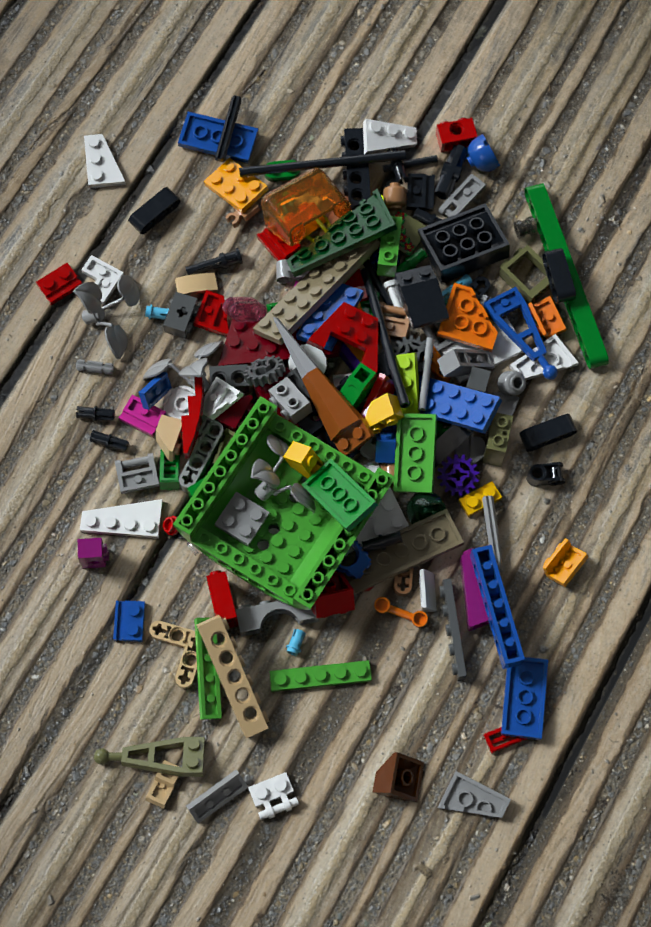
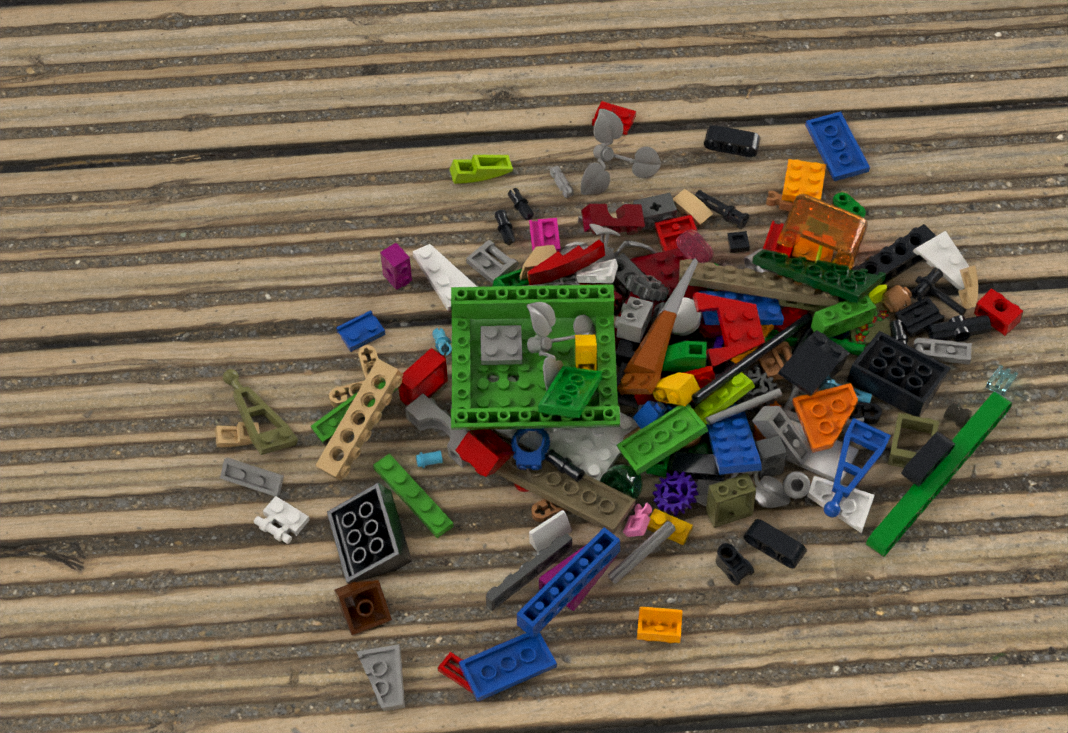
camera: 60 degrees right, 15 degrees down
(33, 422) = (479, 168): none -> lime slope
(101, 165) = (741, 85): white wing -> none
(104, 274) = (646, 137): white plate -> none
(155, 390) = (569, 229): blue plate -> none
(156, 312) = (641, 191): medium azure pin -> none
(170, 363) = (628, 219): none -> dark red arch
(201, 563) = (442, 342): none -> medium azure pin
(228, 128) = (849, 145): black axle -> none
(256, 273) = (738, 242): none -> black plate
(322, 163) = (877, 226): black piece -> none
(337, 734) = (369, 534): none -> black slope
(383, 606) = (511, 507): orange bar -> none
(427, 141) = (970, 293): none -> tan slope
(464, 519) = (638, 523): none -> bright pink plate
(482, 155) = (996, 340): blue cylinder -> none
(523, 177) = (1005, 374): none -> clear light blue tile
(547, 317) = (883, 479): orange bracket -> none

